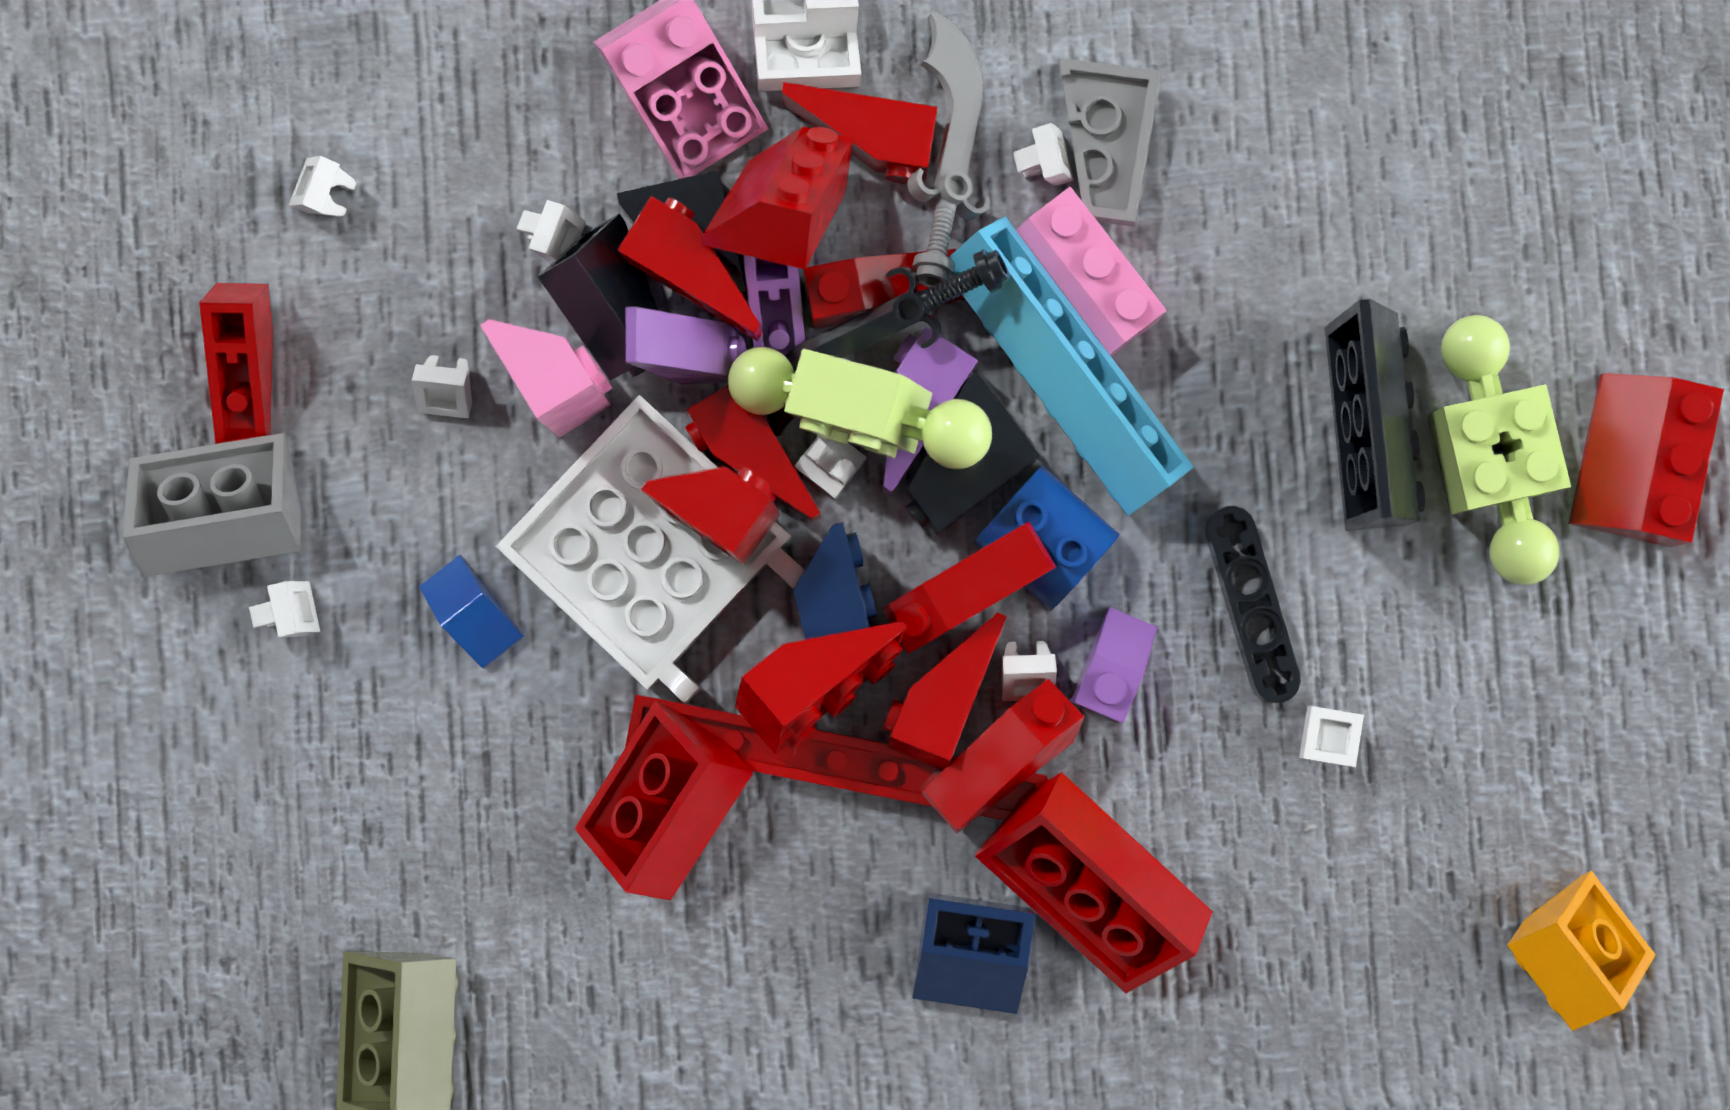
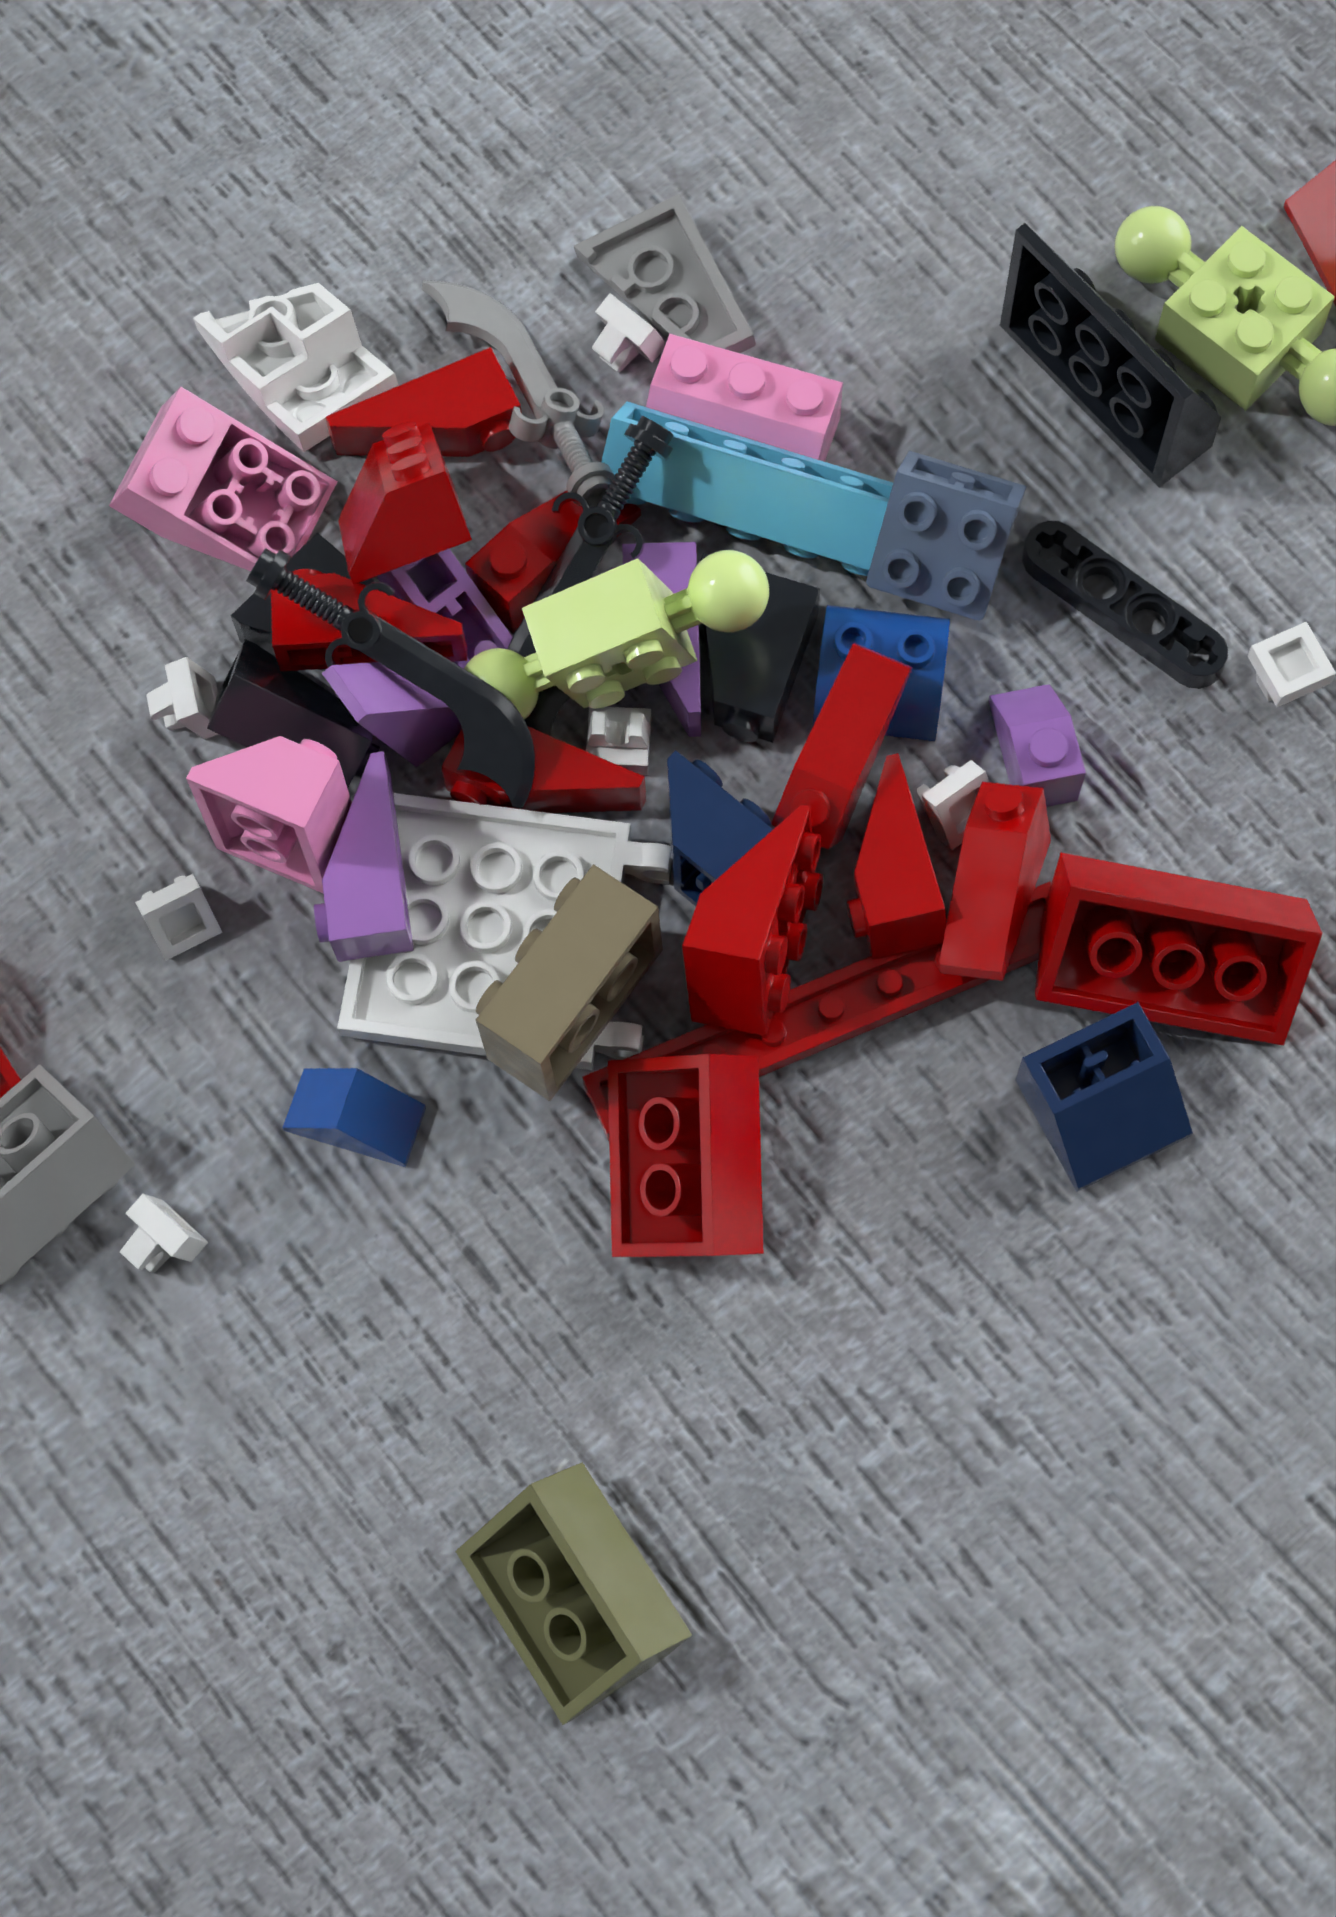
camera: 30 degrees left, 15 degrees down
(579, 458) = (365, 878): none -> medium lavender slope
(656, 636) = (569, 981): none -> dark tan brick
(719, 506) = (538, 813): red slope -> none
(733, 412) = (492, 727): none -> black sword
(1157, 477) = (944, 535): none -> sand blue bracket

